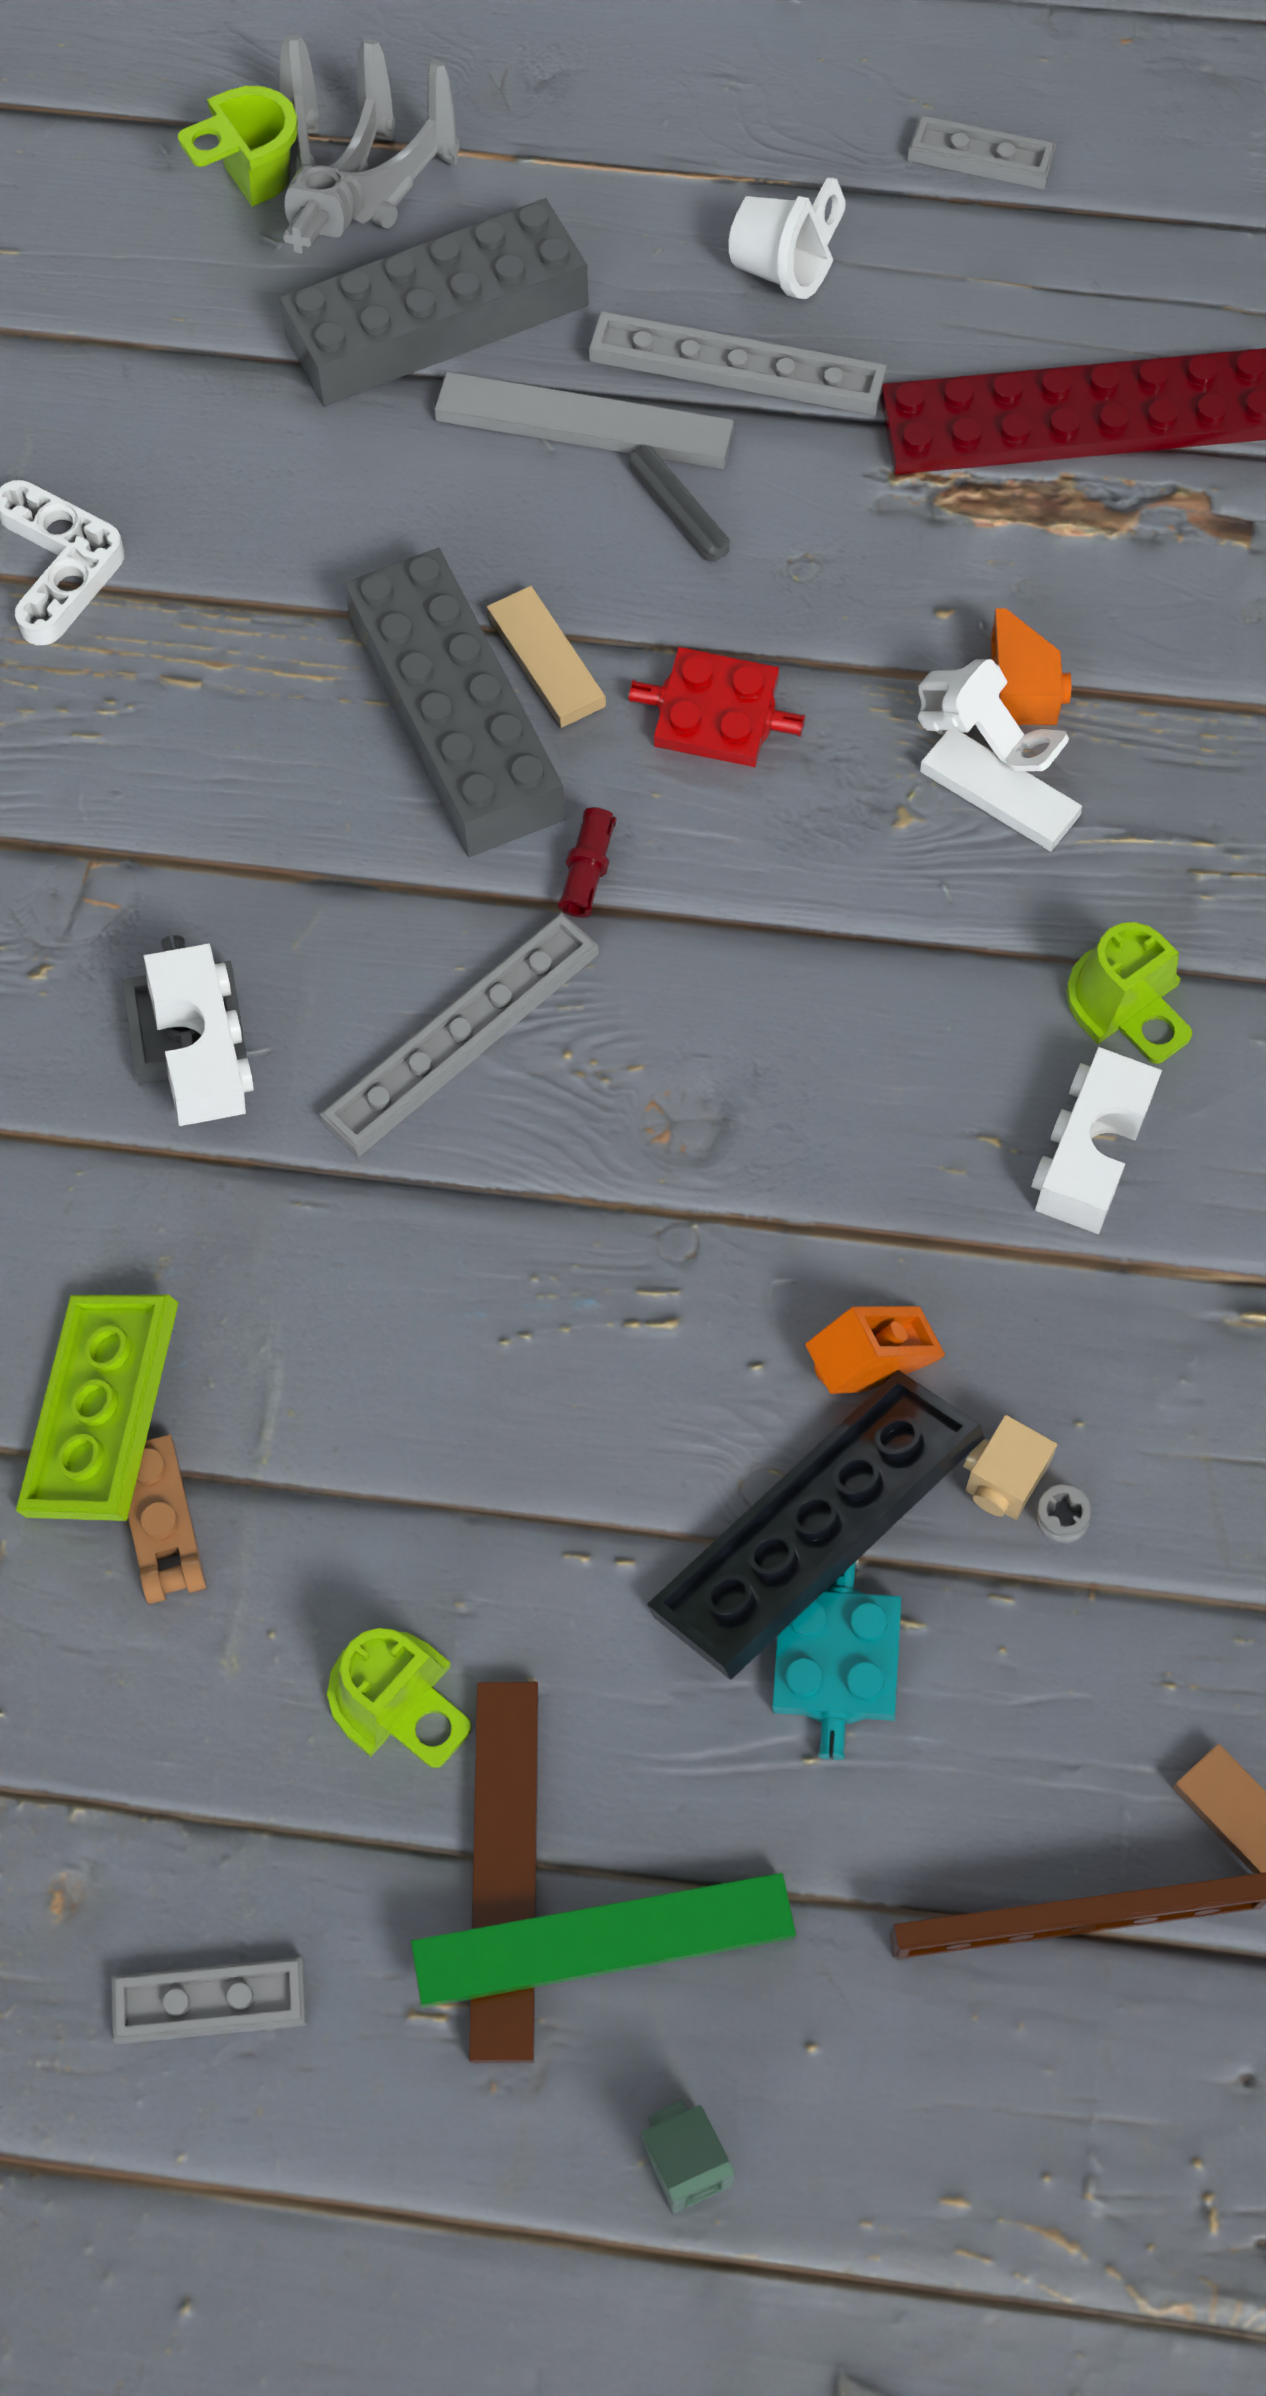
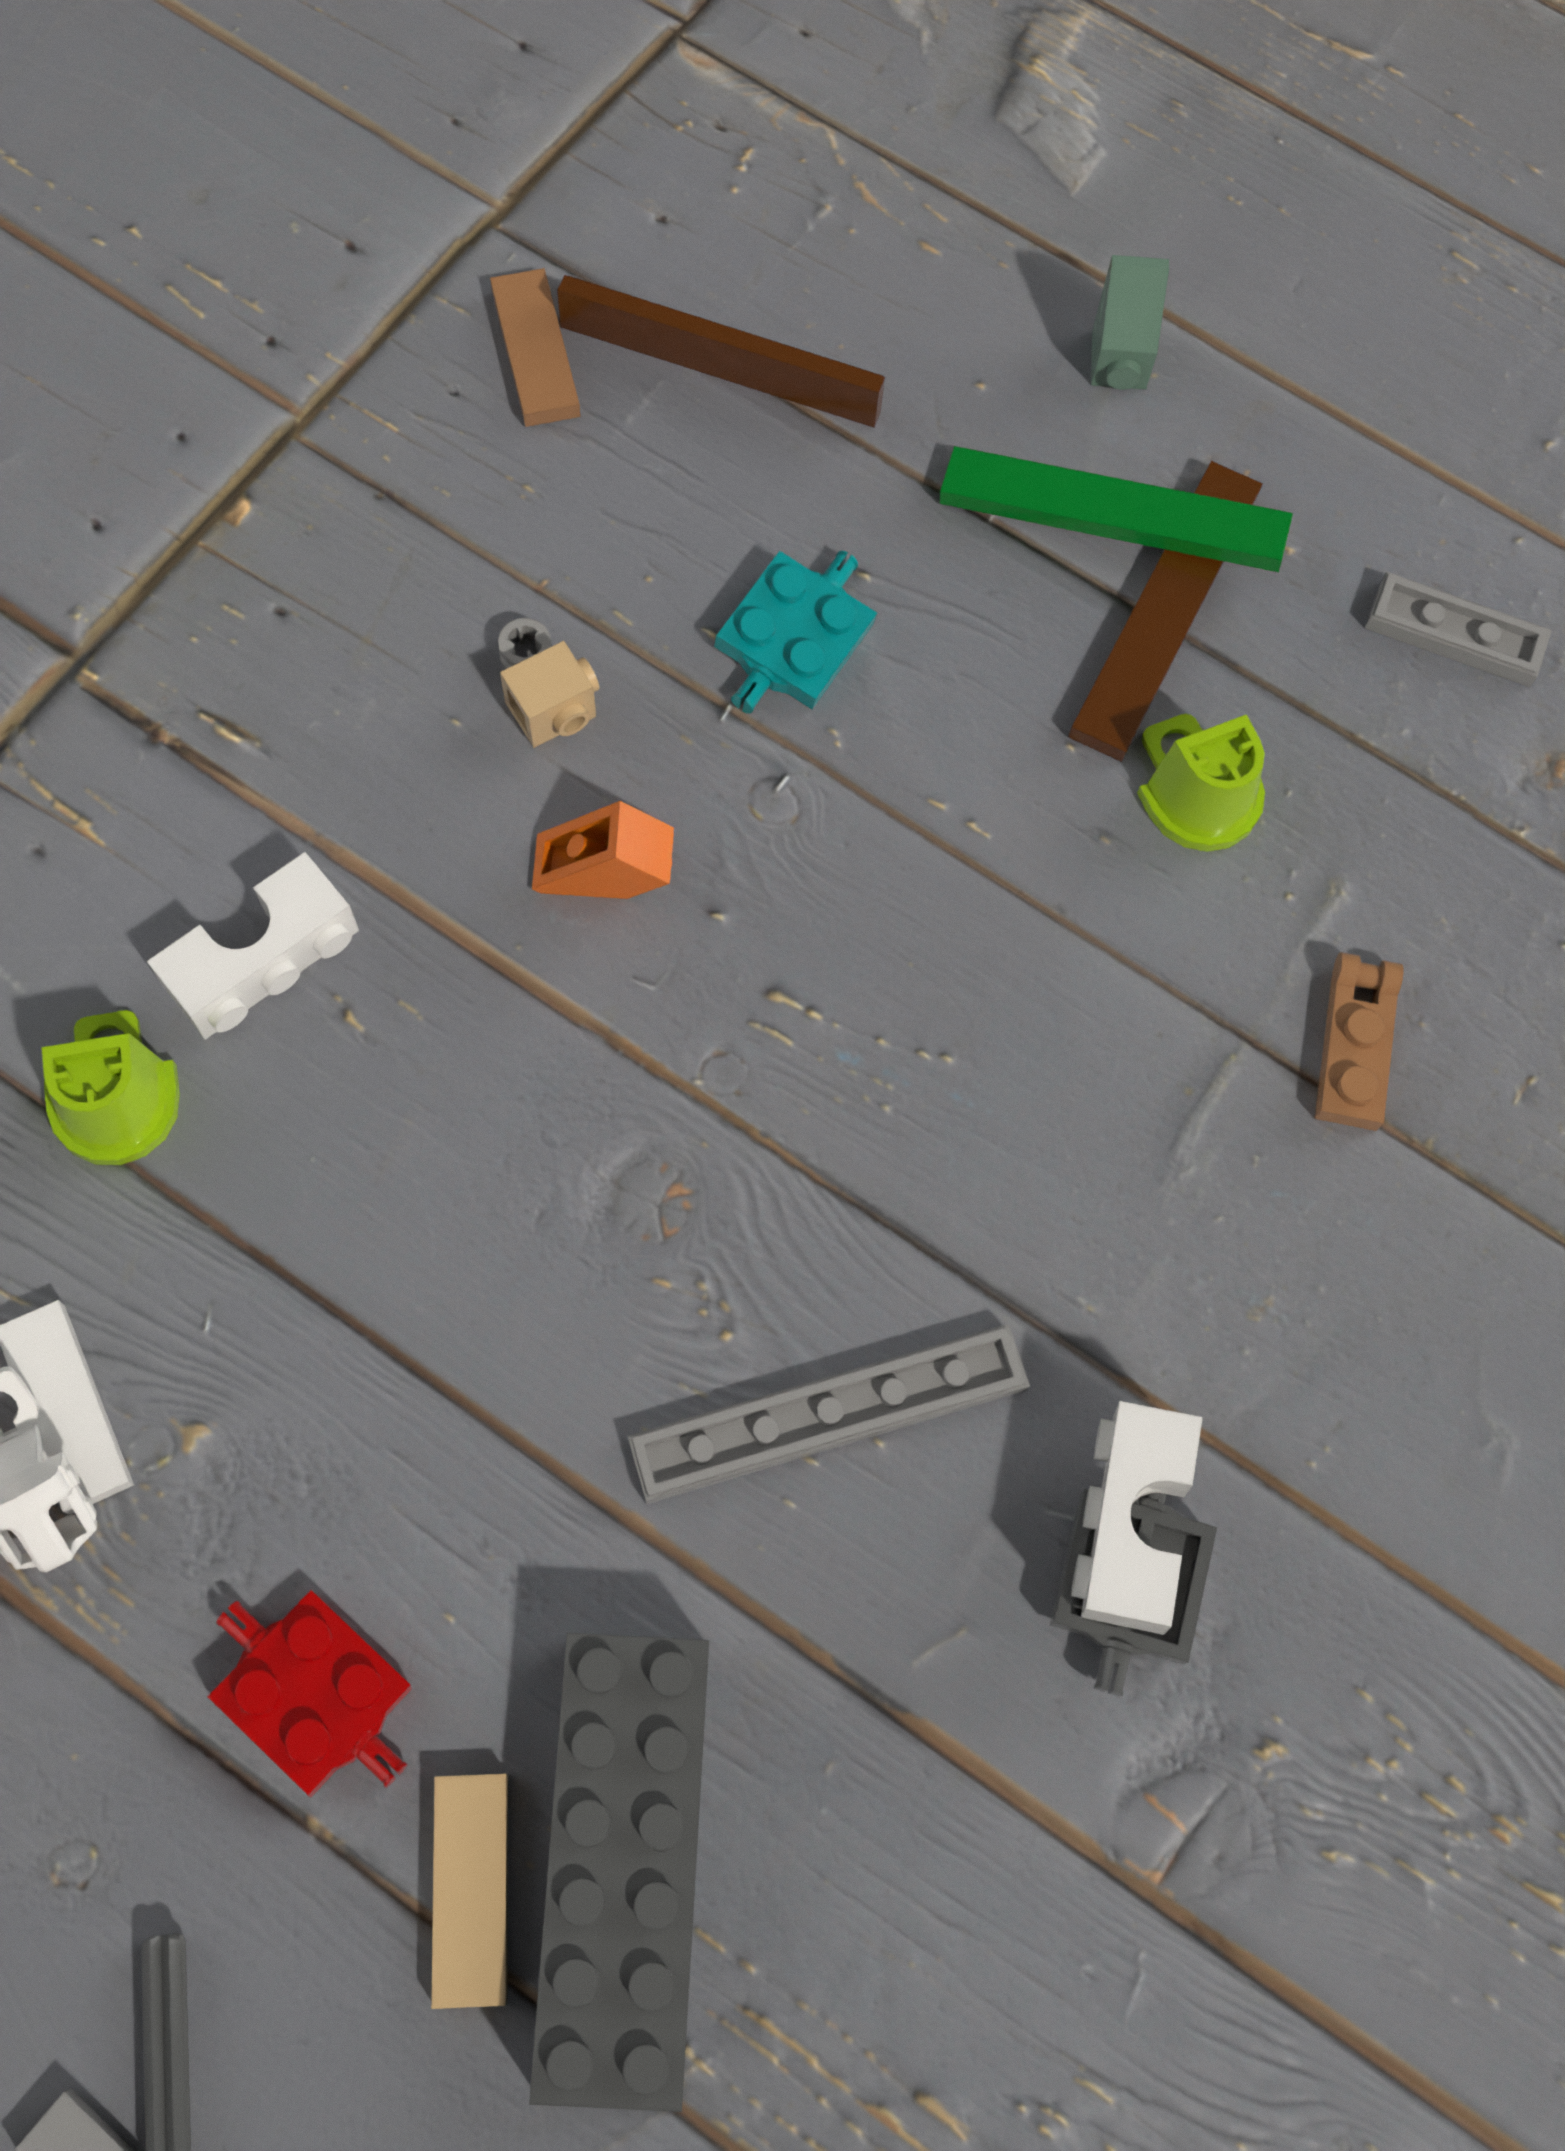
camera: 160 degrees left, 5 degrees up
(98, 1407) = (1384, 1172): lime tile -> none
(587, 862) = (582, 1549): dark red pin -> none
(815, 1523) = (754, 723): black plate -> none

